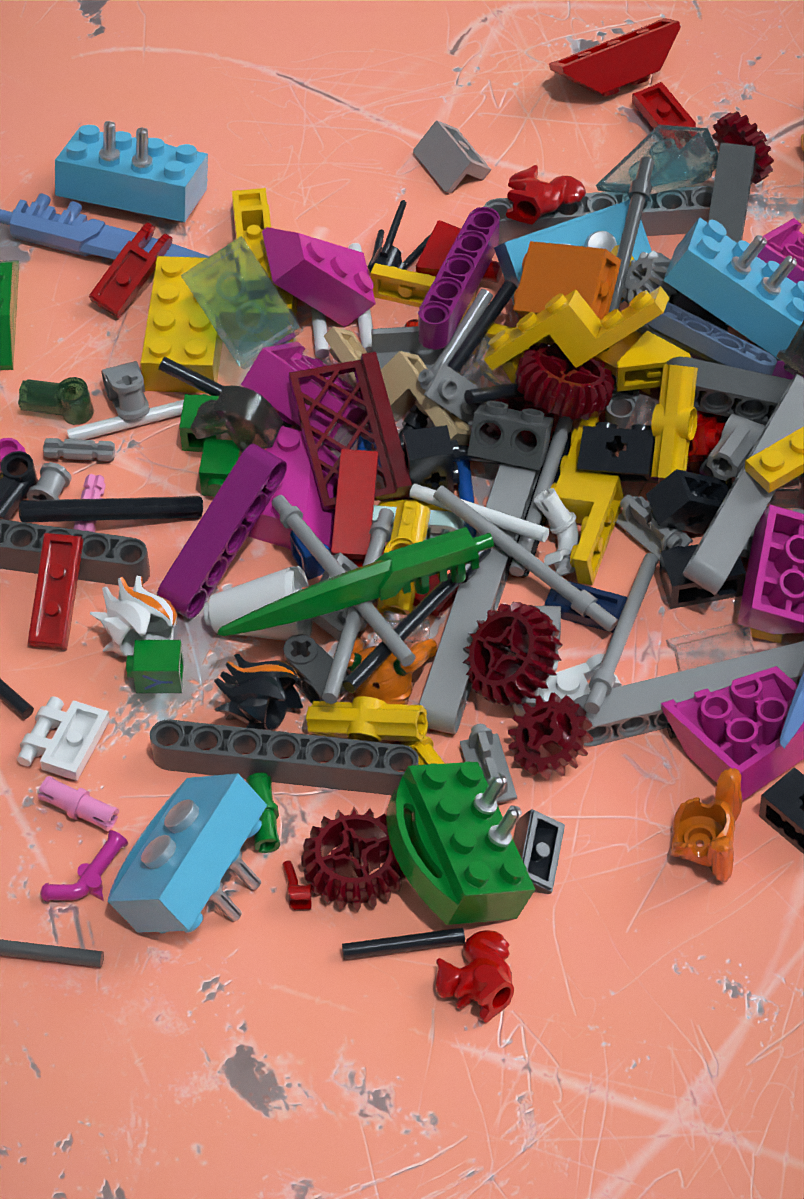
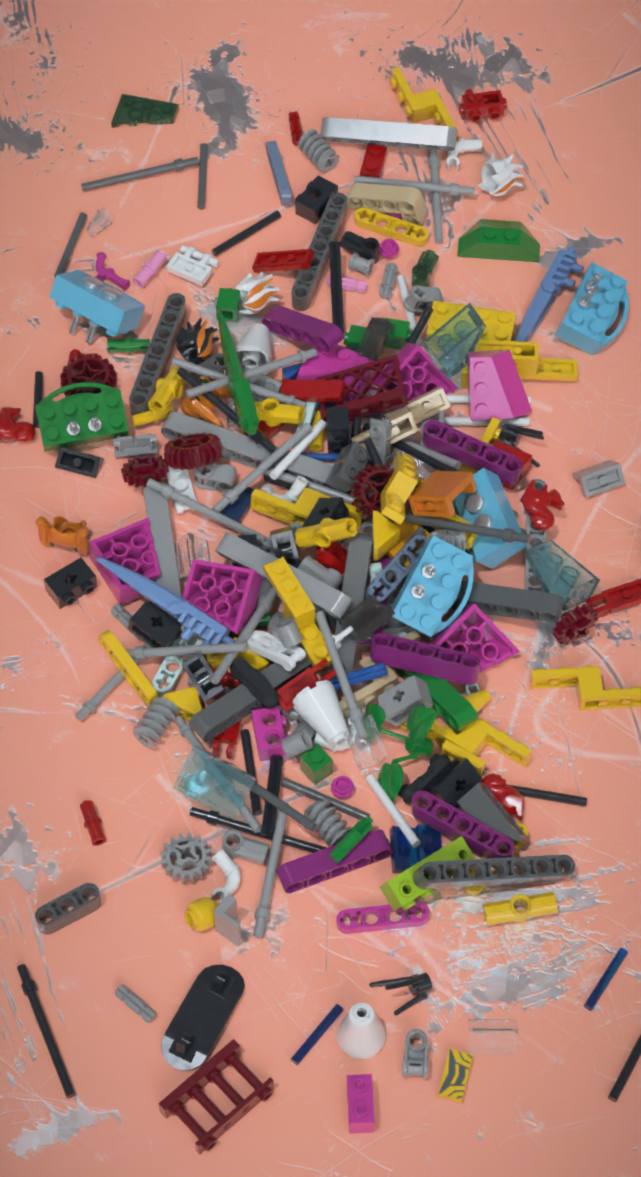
camera: 95 degrees right, 5 degrees up
(129, 271) = (512, 302): red hinge -> none

